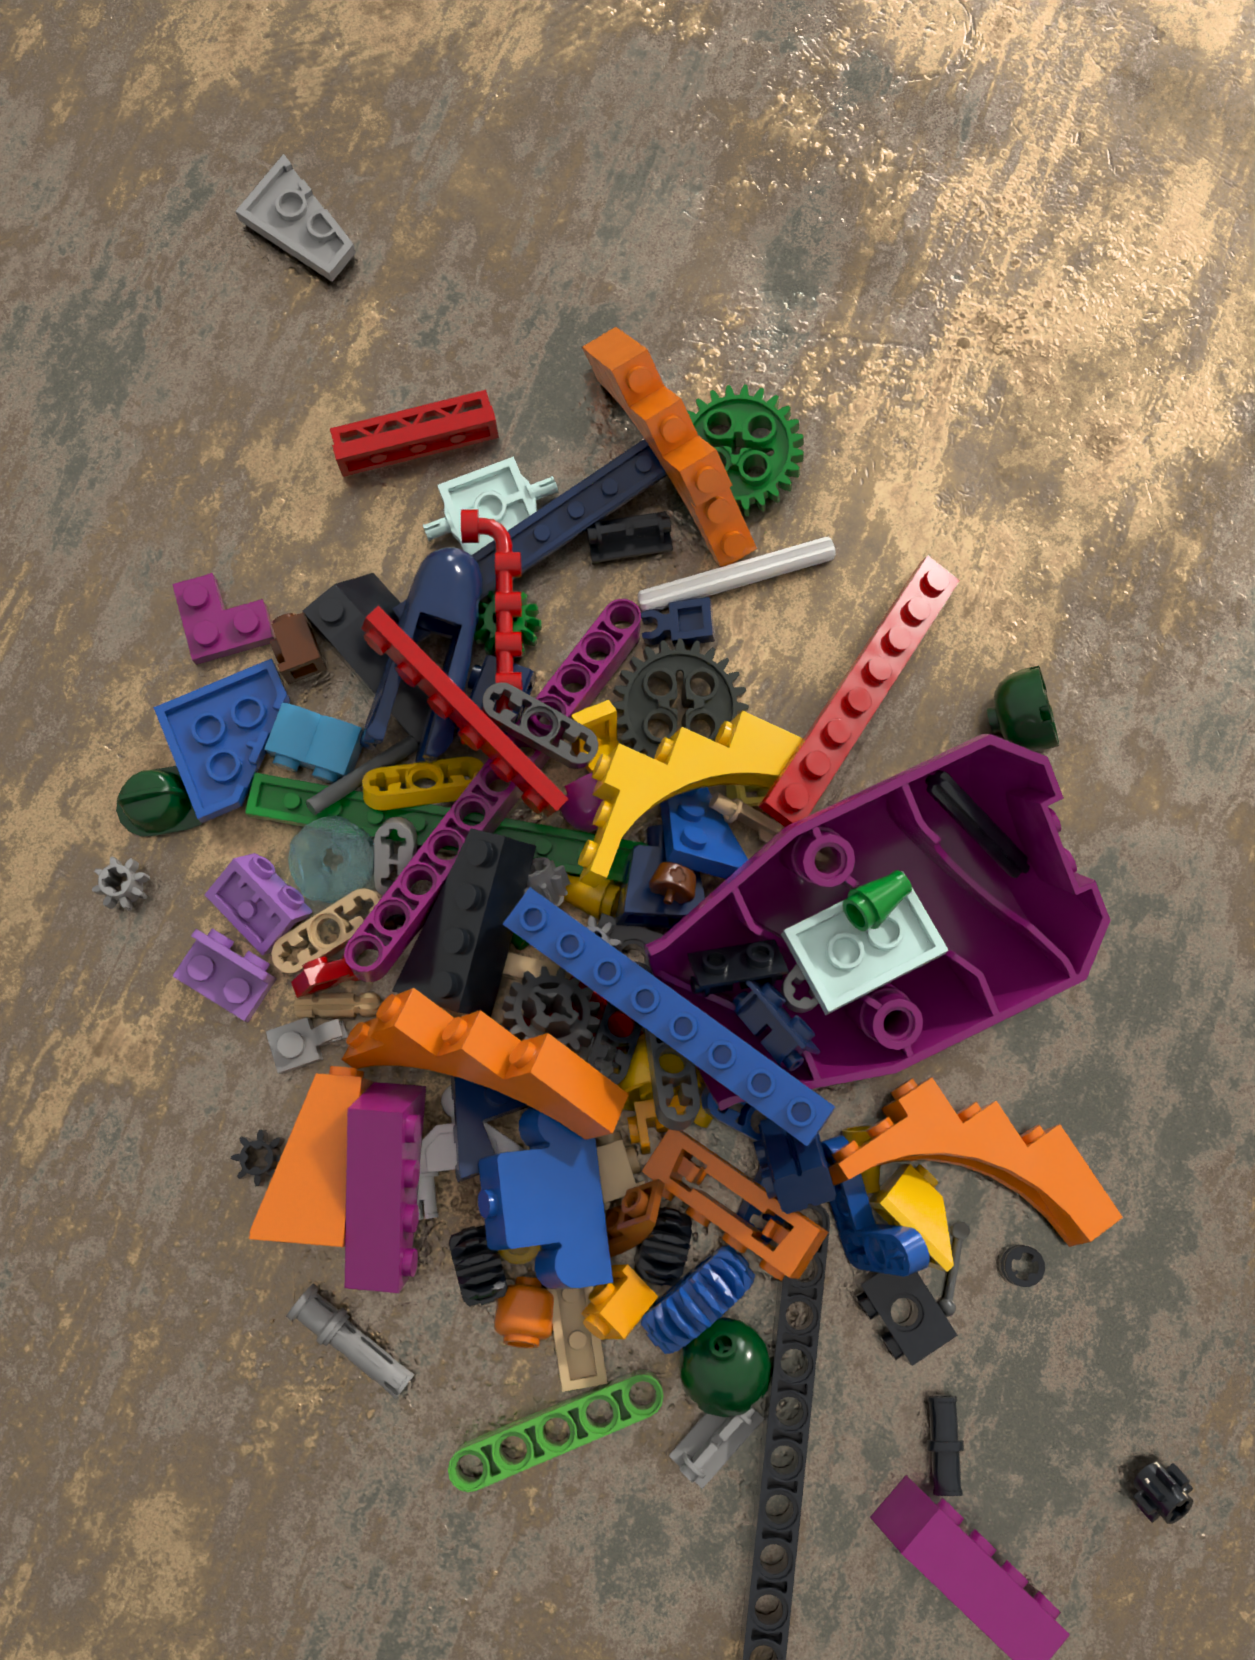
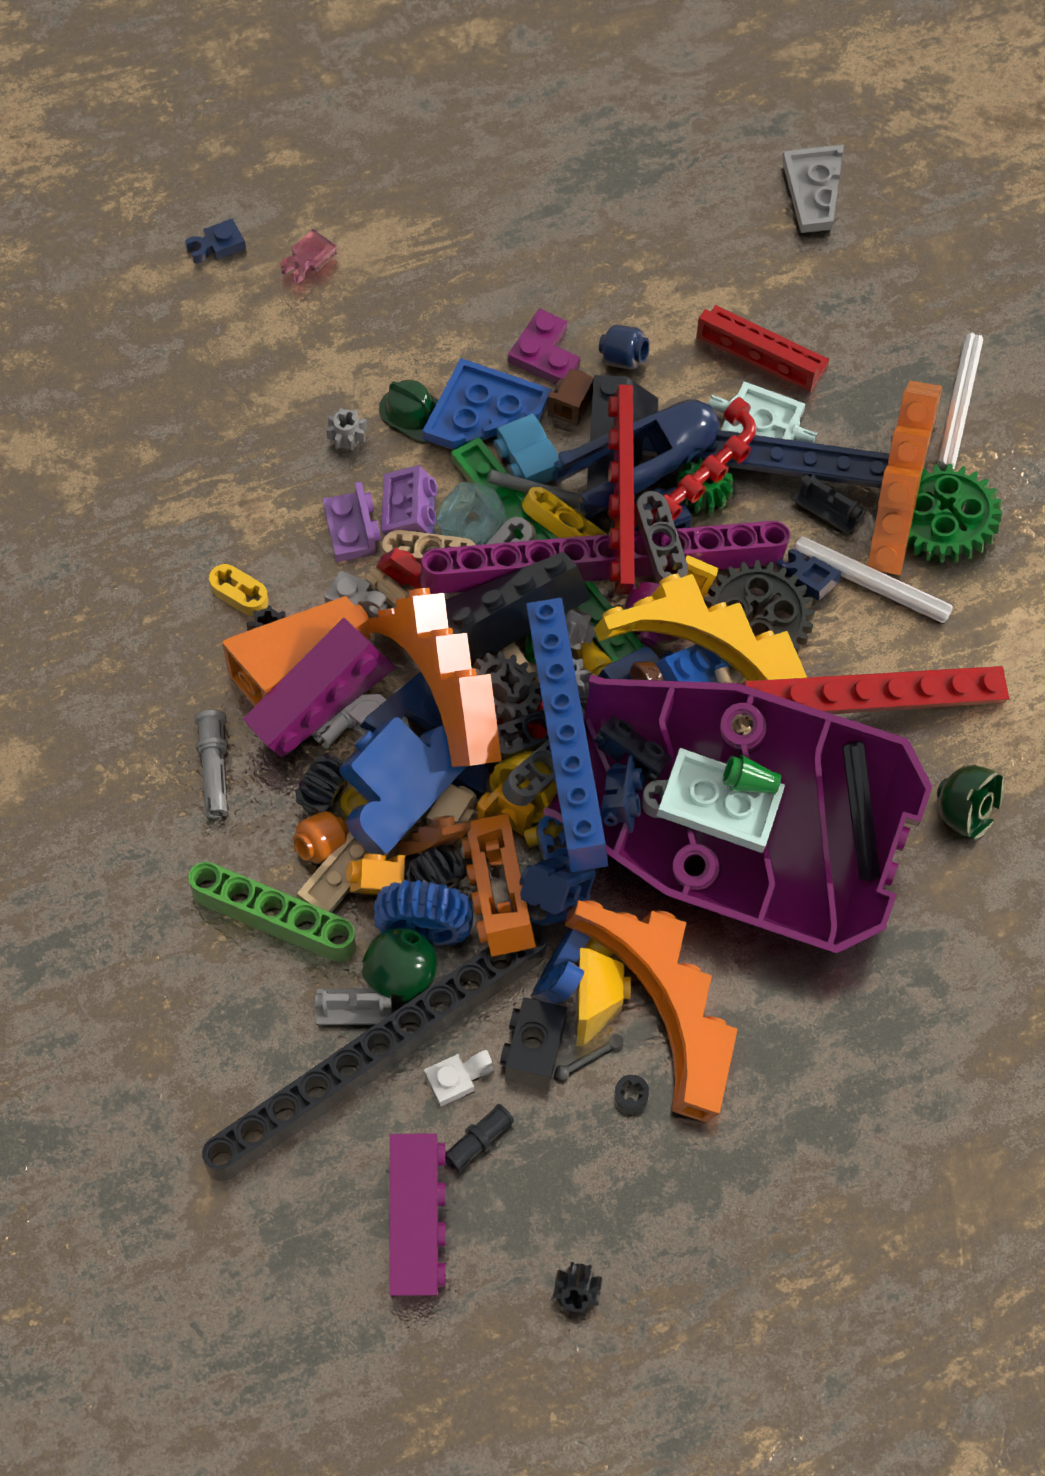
camera: 45 degrees right, 15 degrees down
(190, 1155) = (241, 585): none -> yellow beam
(293, 551) = (624, 347): none -> dark blue head
(637, 322) = (960, 401): none -> white axle
(865, 1410) = (453, 1078): none -> white plate

